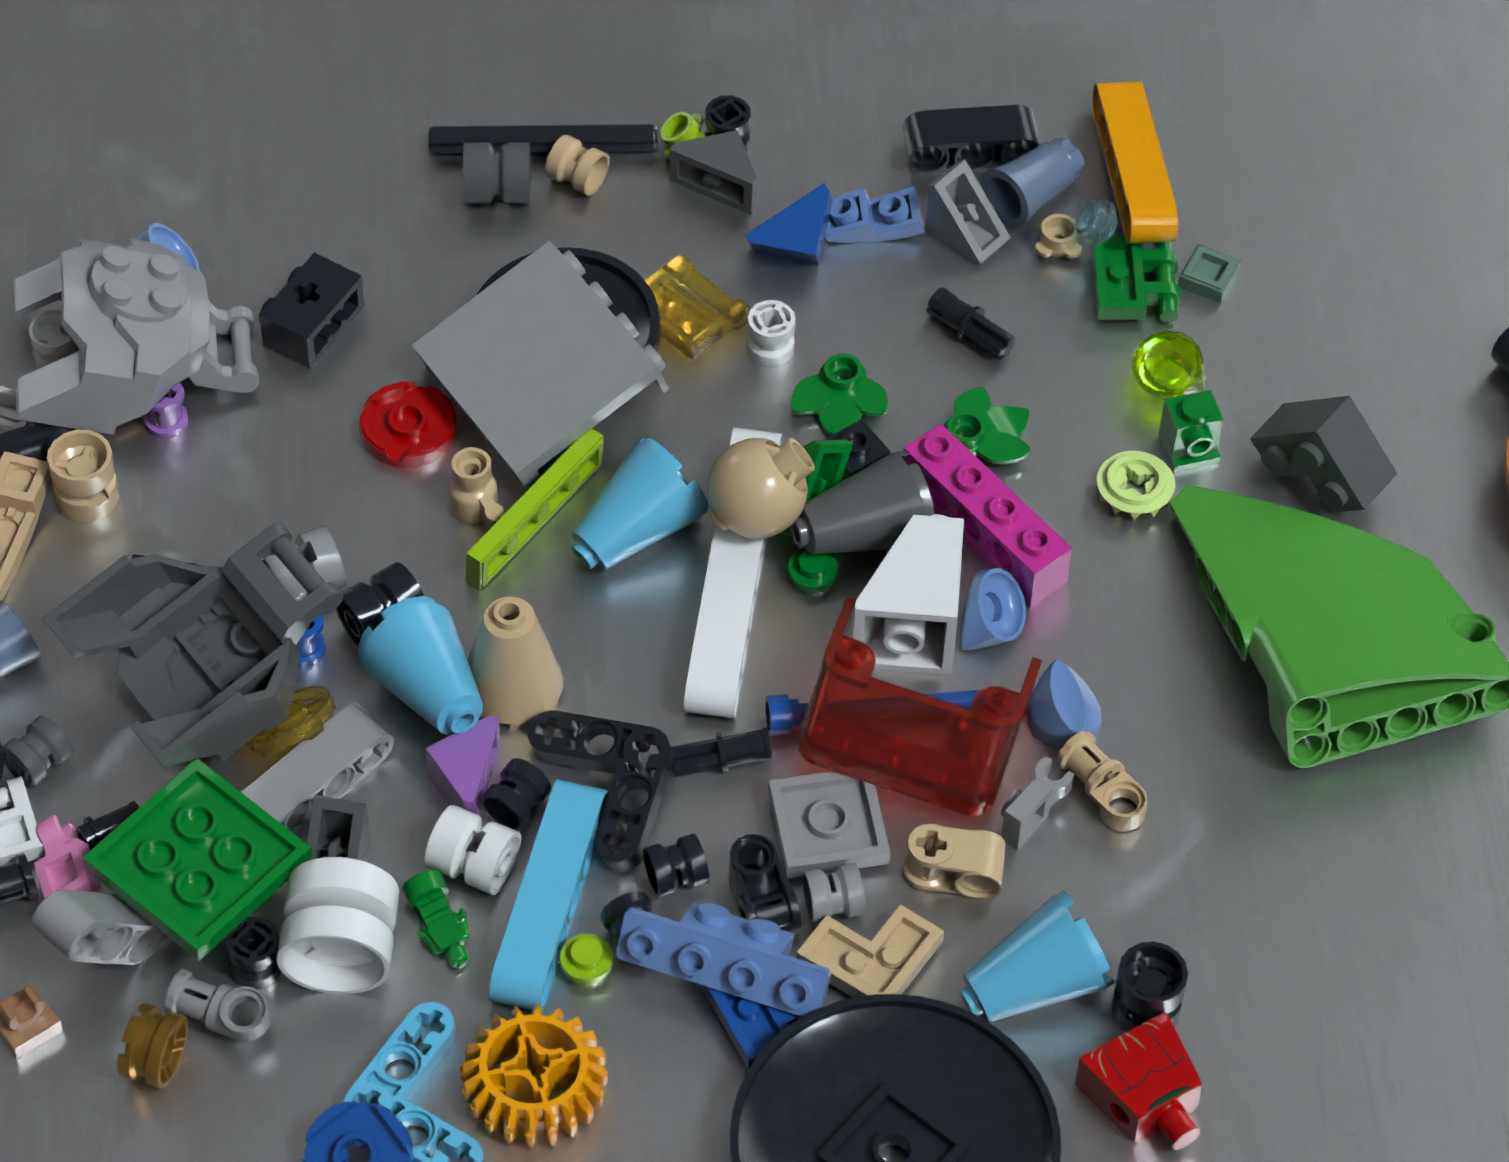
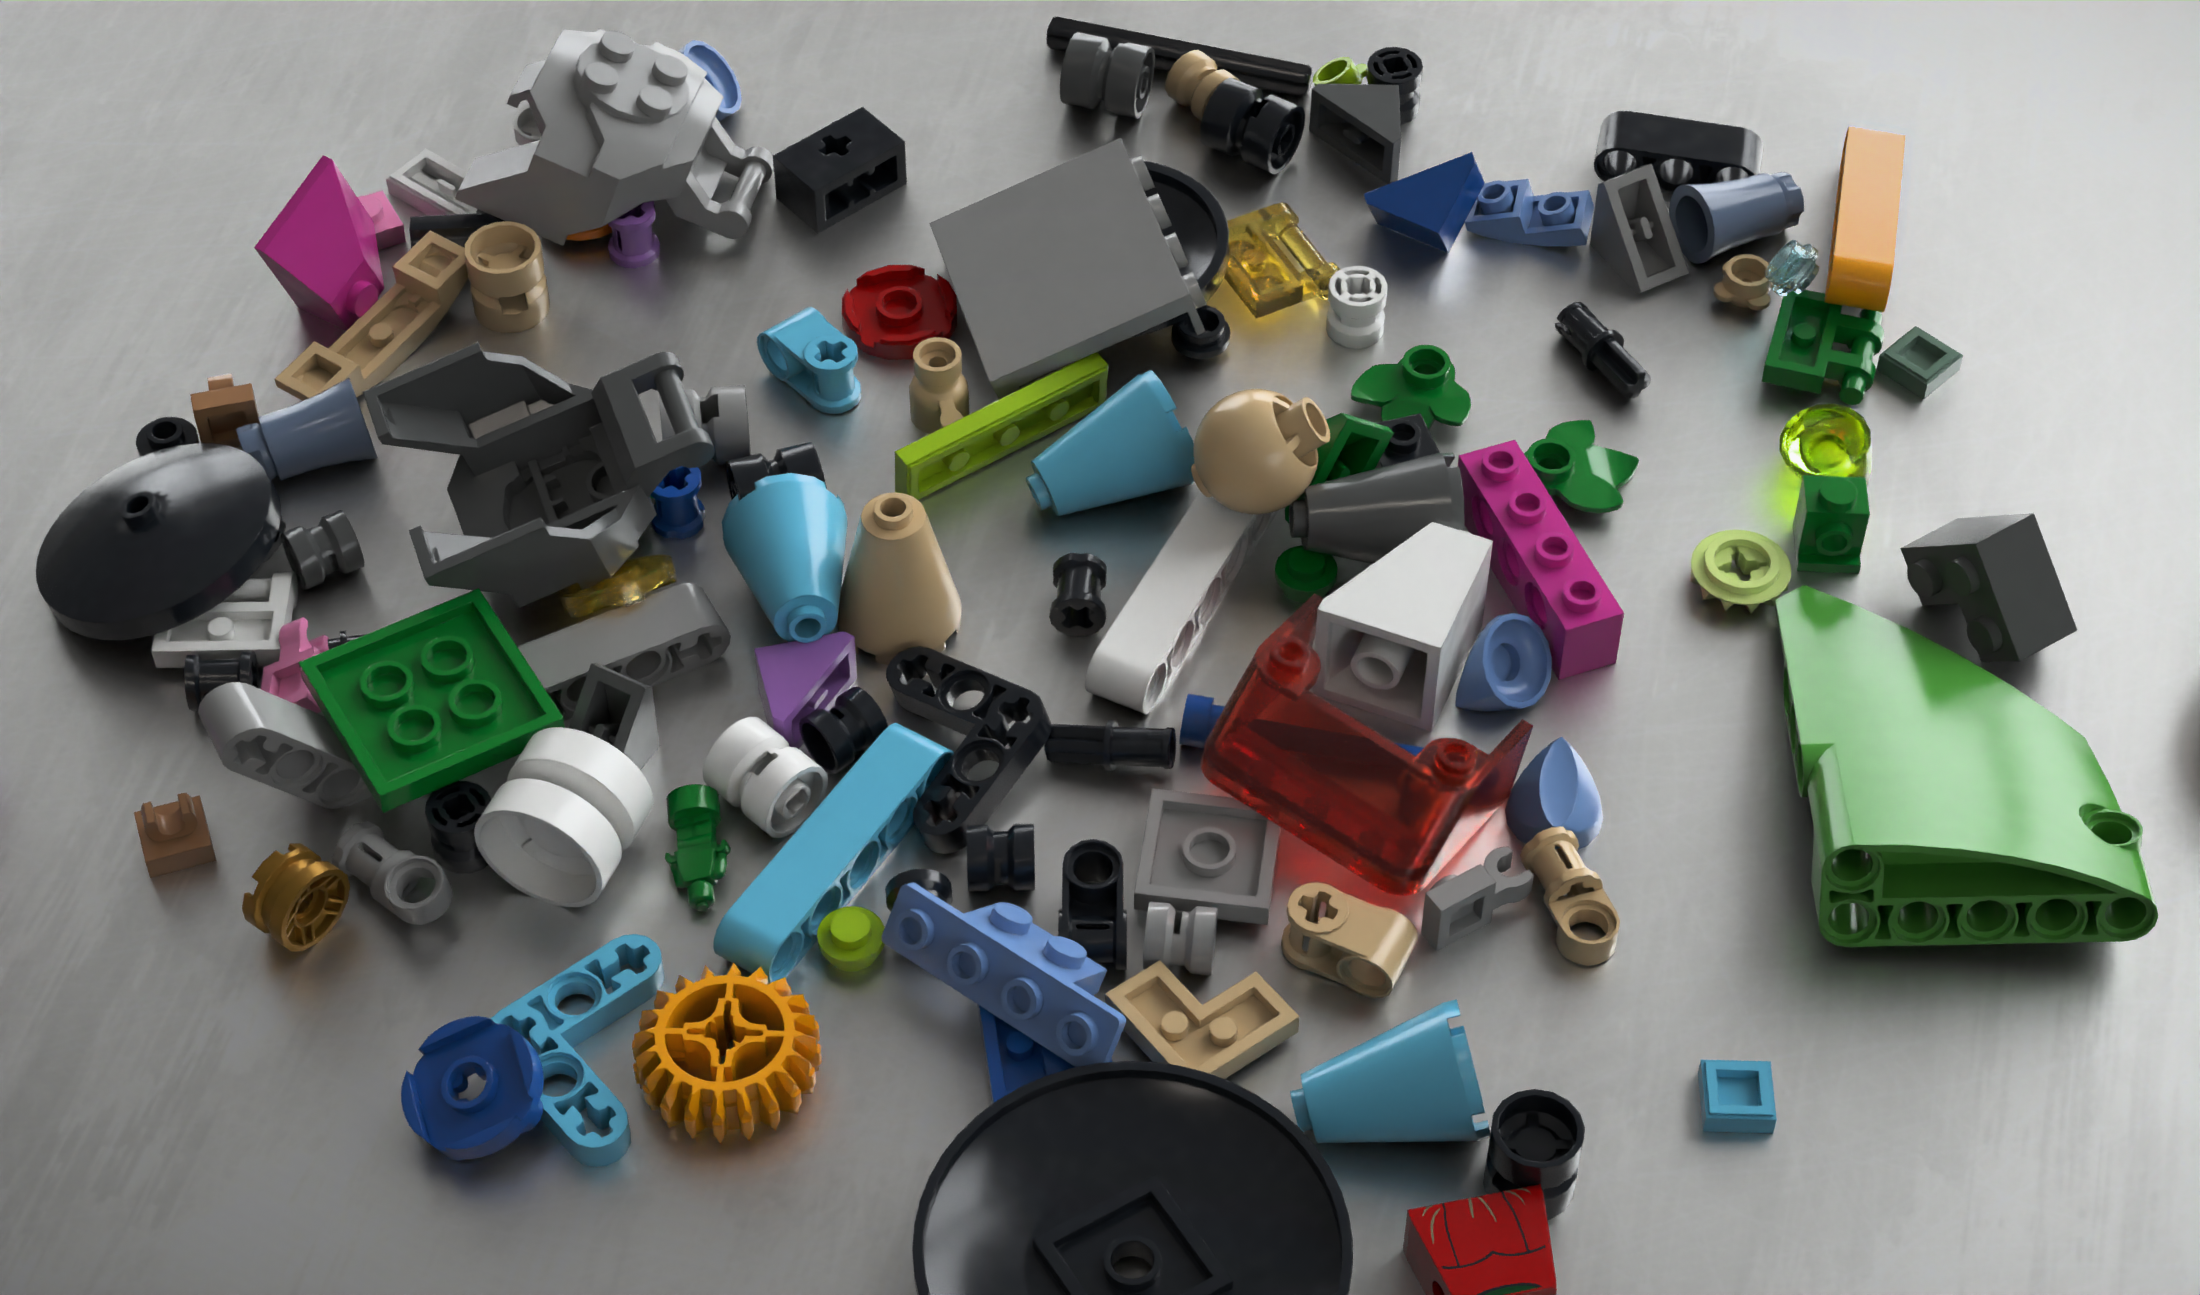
camera: 20 degrees right, 5 degrees down
(360, 485) = (813, 360): none -> medium azure piece
(630, 191) = (1256, 127): none -> black wheel
(649, 634) = (1078, 601): none -> black bush
(654, 397) = (1207, 344): none -> black plate
(1270, 903) = (1737, 1096): none -> medium azure tile

